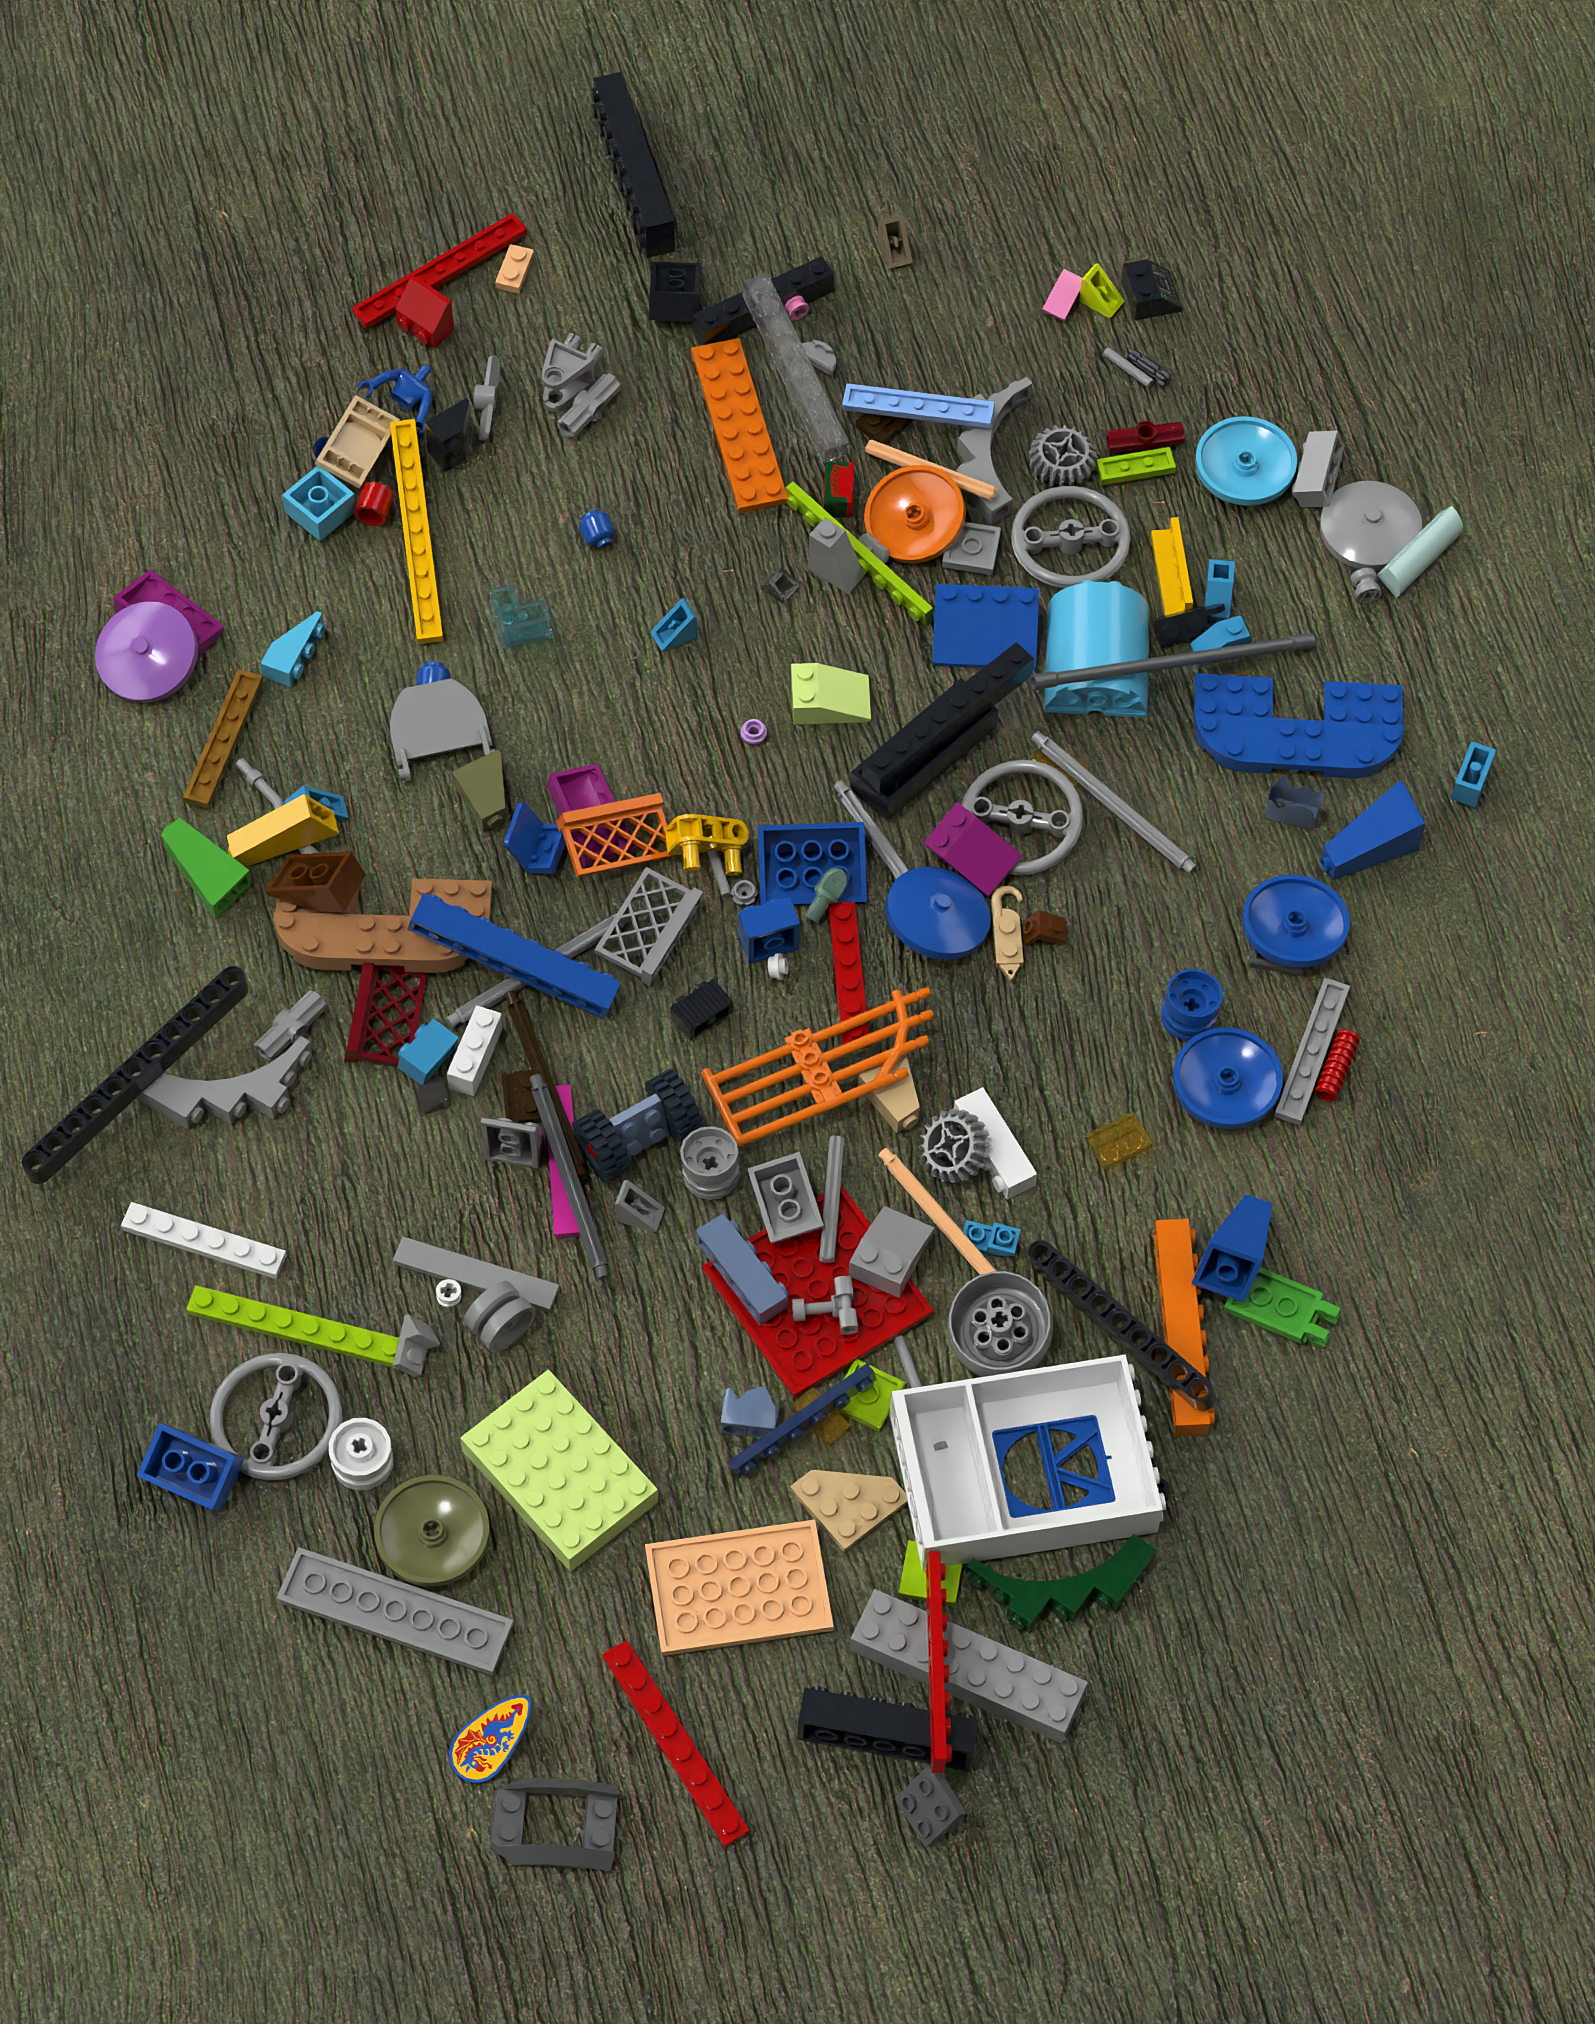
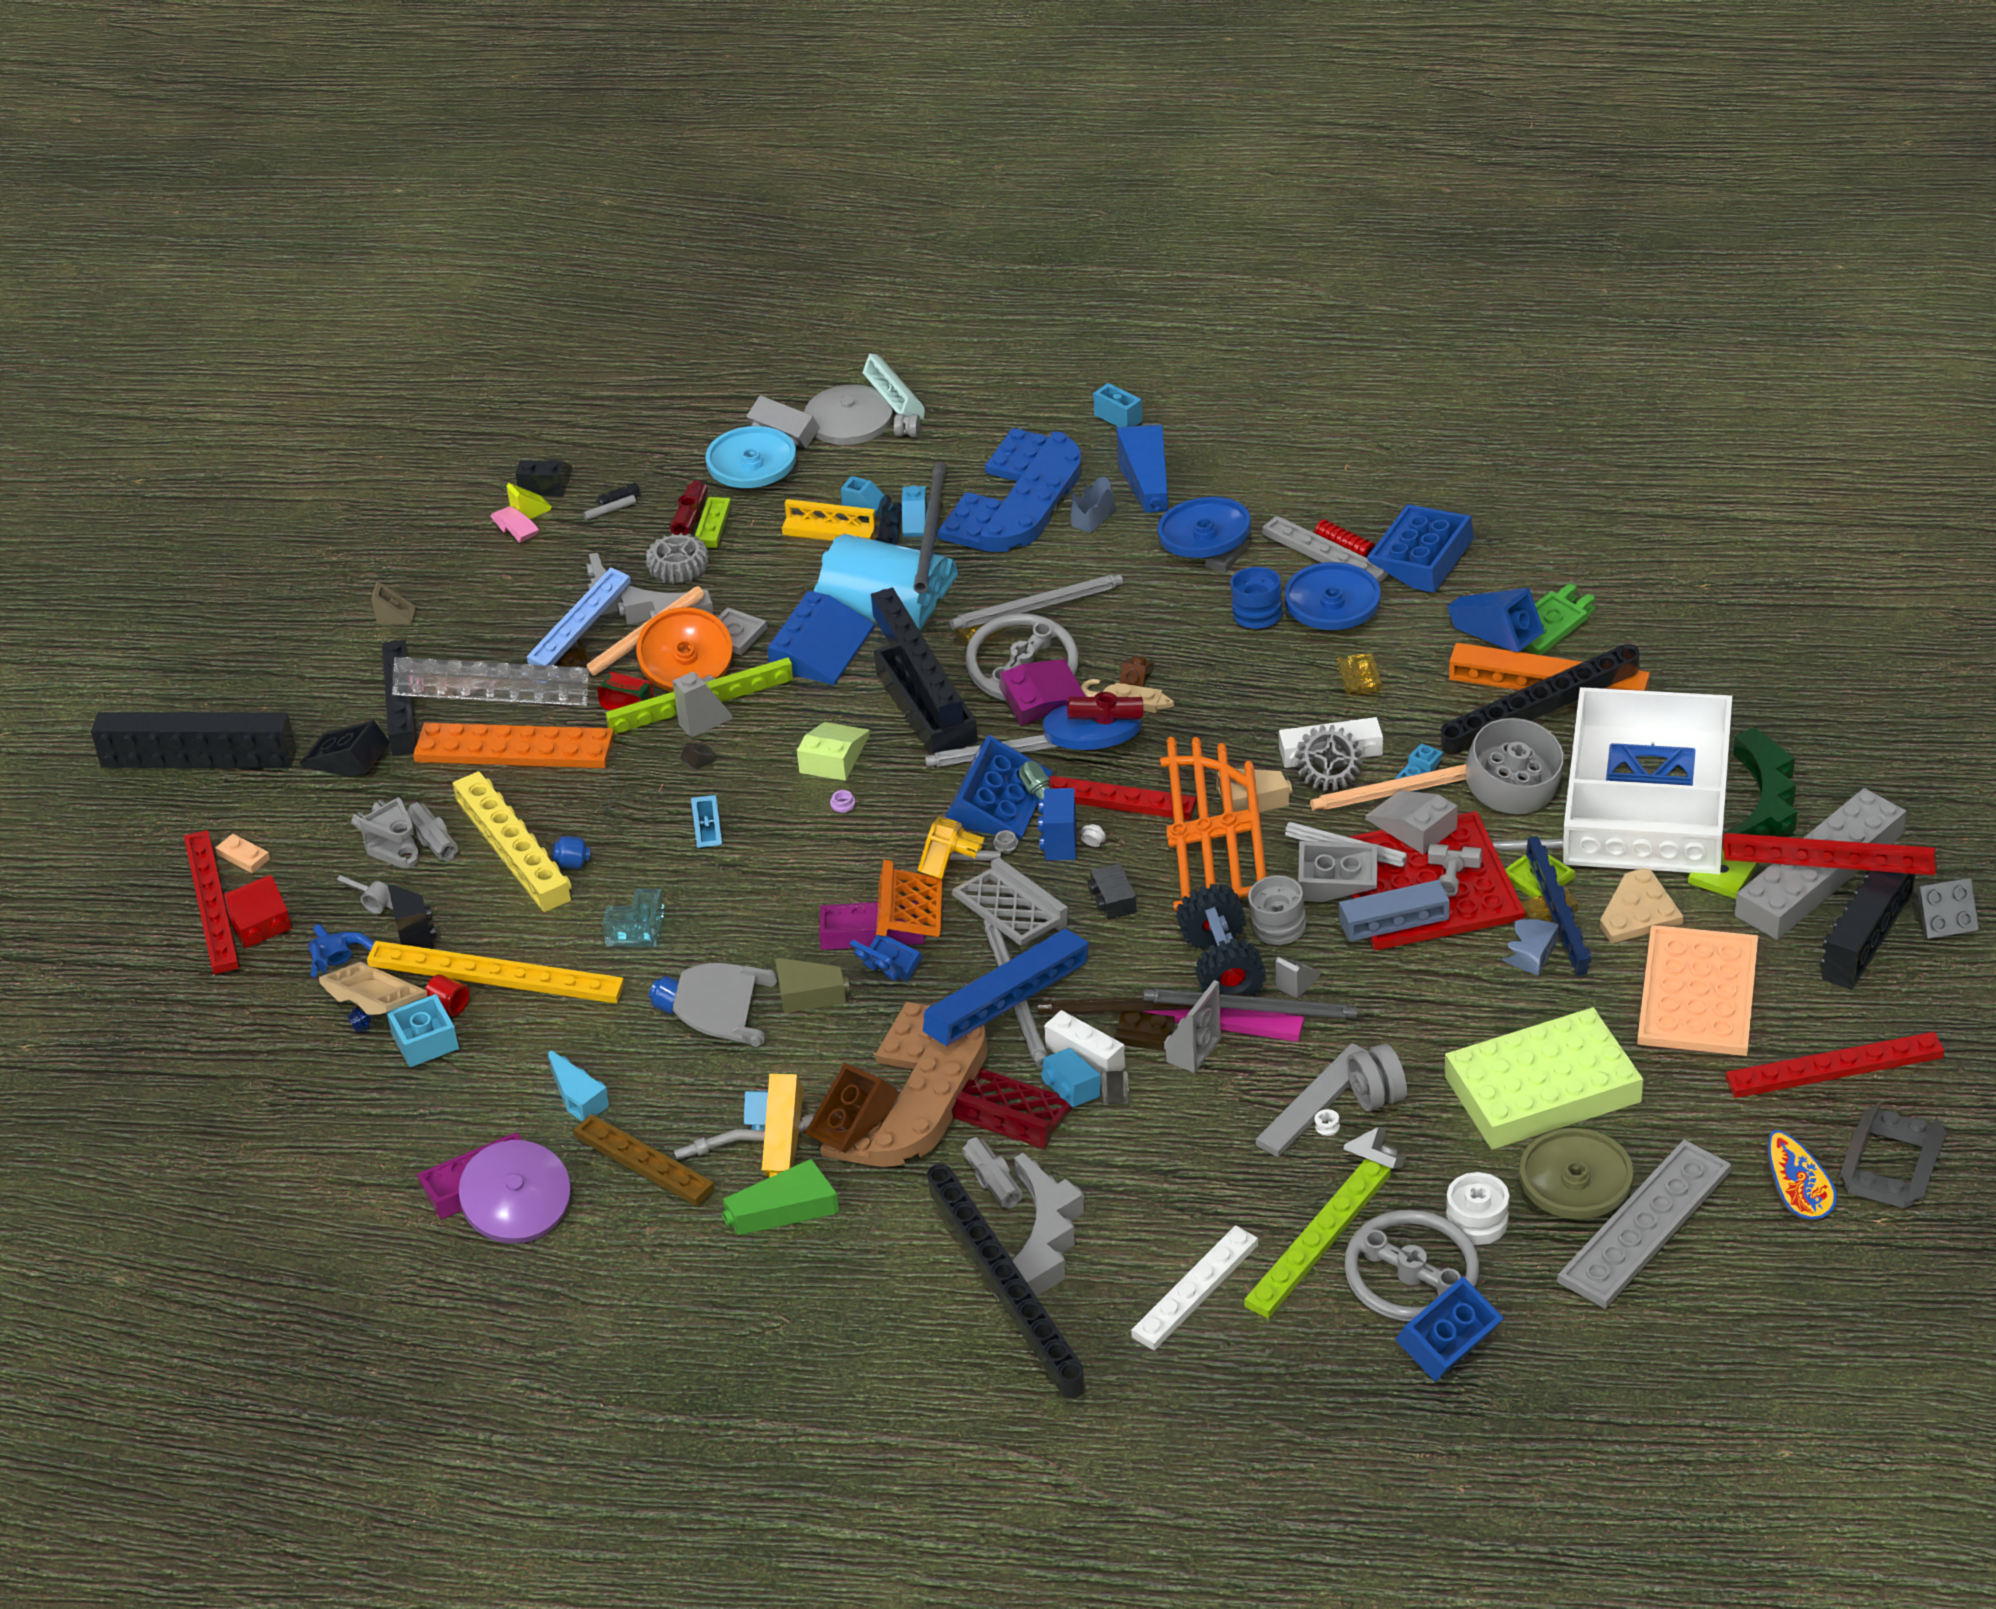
camera: 65 degrees left, 20 degrees down
(626, 445) = (512, 841): none -> light yellow brick
(938, 926) = (1105, 707): none -> dark red piece
(1070, 535) = (760, 572): light grey piece -> none
(1346, 1143) = (1423, 546): none -> blue slope

